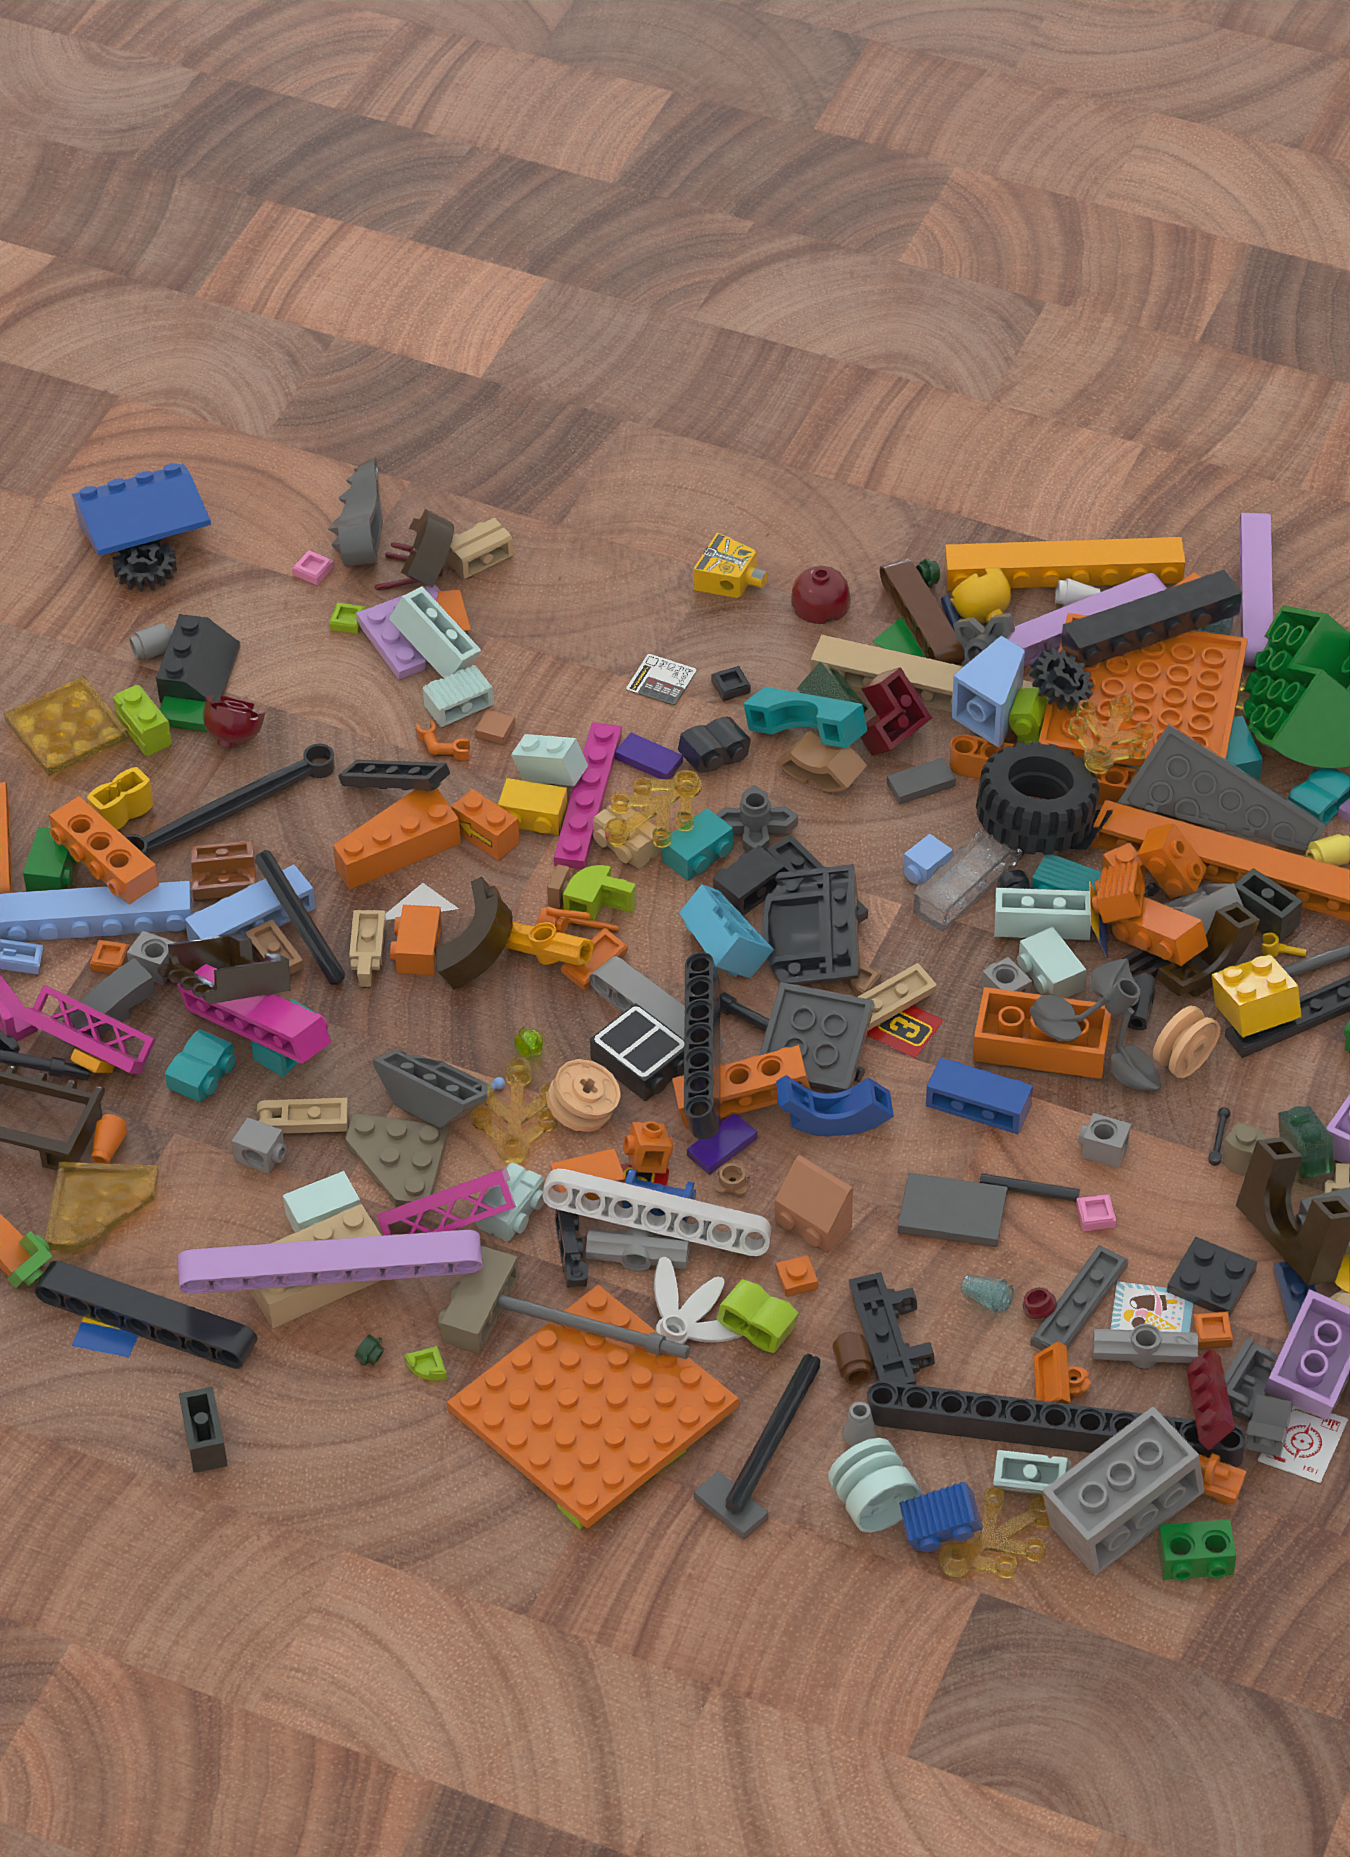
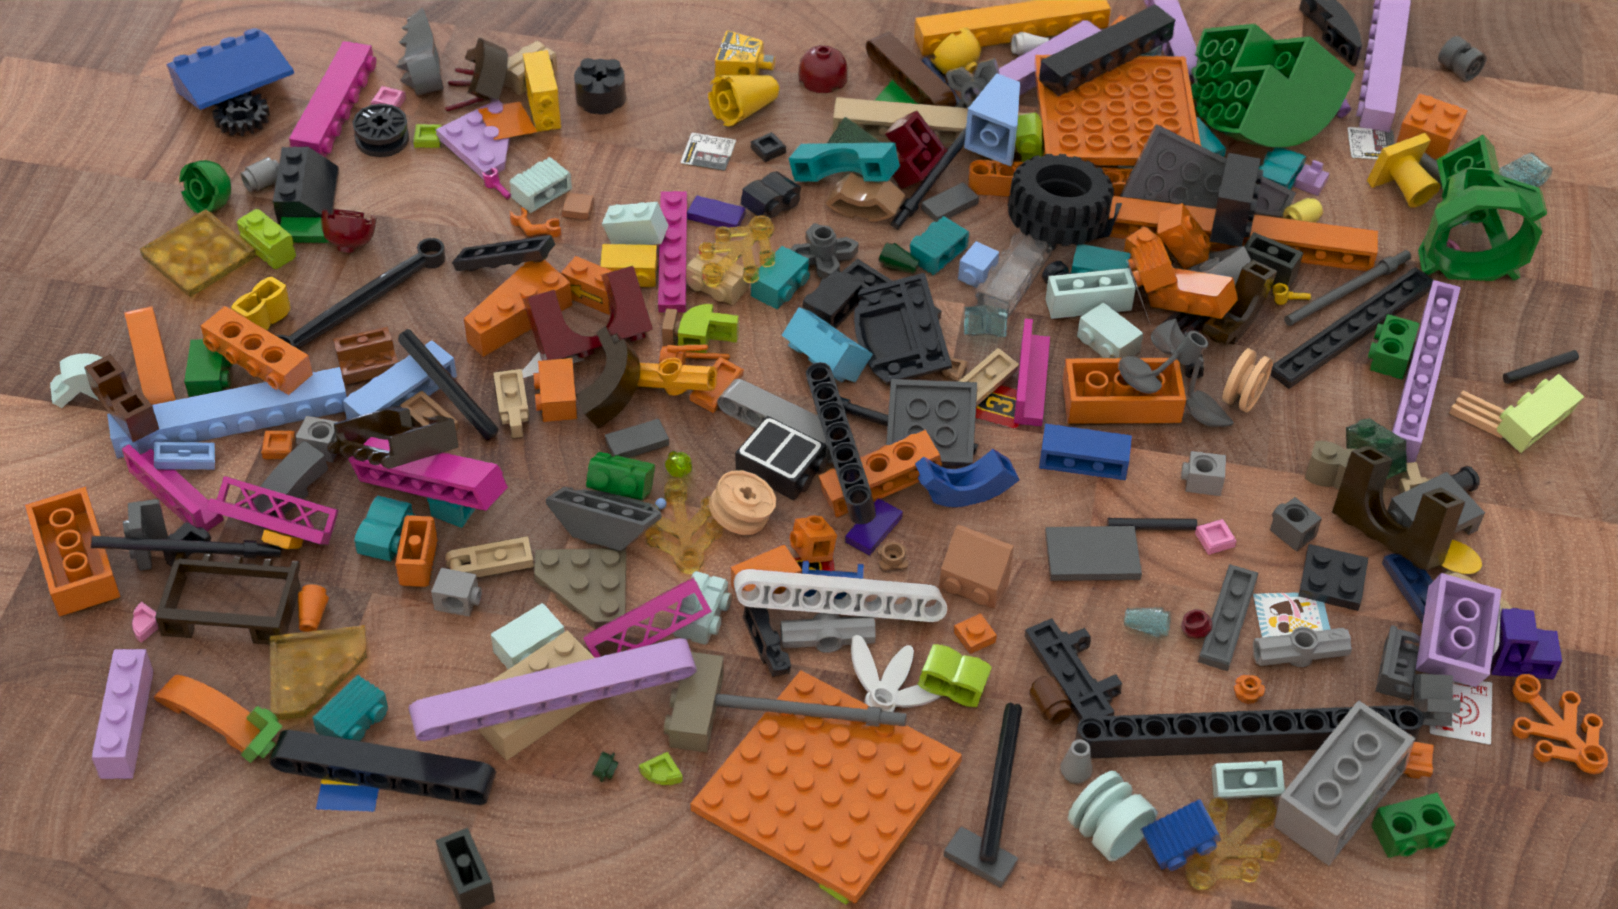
camera: 15 degrees left, 0 degrees up
(88, 648) = (205, 186): none -> green cylinder
(126, 1252) = (352, 711): none -> teal brick
(227, 1095) = (416, 551): none -> orange brick
(250, 559) = (334, 98): none -> dark pink brick
(295, 605) = (381, 130): none -> black wheel
(408, 685) = (493, 181): none -> dark pink hand
(434, 633) = (509, 135): light aqua brick -> none
(461, 1046) = (620, 475): none -> green brick
(484, 582) = (541, 90): none -> yellow window
(491, 1008) = (637, 439): none -> dark grey tile
(512, 872) = (627, 317): none -> dark red arch
(554, 582) = (600, 85): none -> black brick
(714, 617) = (740, 96): none -> yellow cone
(839, 841) = (897, 258): none -> dark green cone
(872, 779) = (910, 205): none -> black bar
(889, 831) = (939, 244): none -> teal brick
(915, 929) = (985, 321): none -> clear light blue panel
(929, 571) = (907, 39): dark green plate -> none
(947, 1000) = (1031, 377): none -> dark pink fence
(1006, 976) = (1075, 347): light grey brick -> none
(1052, 1374) = (1231, 686): orange tile -> none
(1061, 679) = (1052, 103): black gear -> none
(1100, 757) = (1104, 157): clear yellow plant -> none
(1187, 1212) = (1295, 523): none -> dark grey brick
(1210, 1398) = (1383, 685): dark red plate -> none
(1213, 1330) = (1353, 620): orange tile -> none
(1215, 1157) = (1297, 474): black hinge -> none
(1238, 827) = (1237, 200): none -> black brick
(1256, 995) = (1290, 334): yellow brick -> none

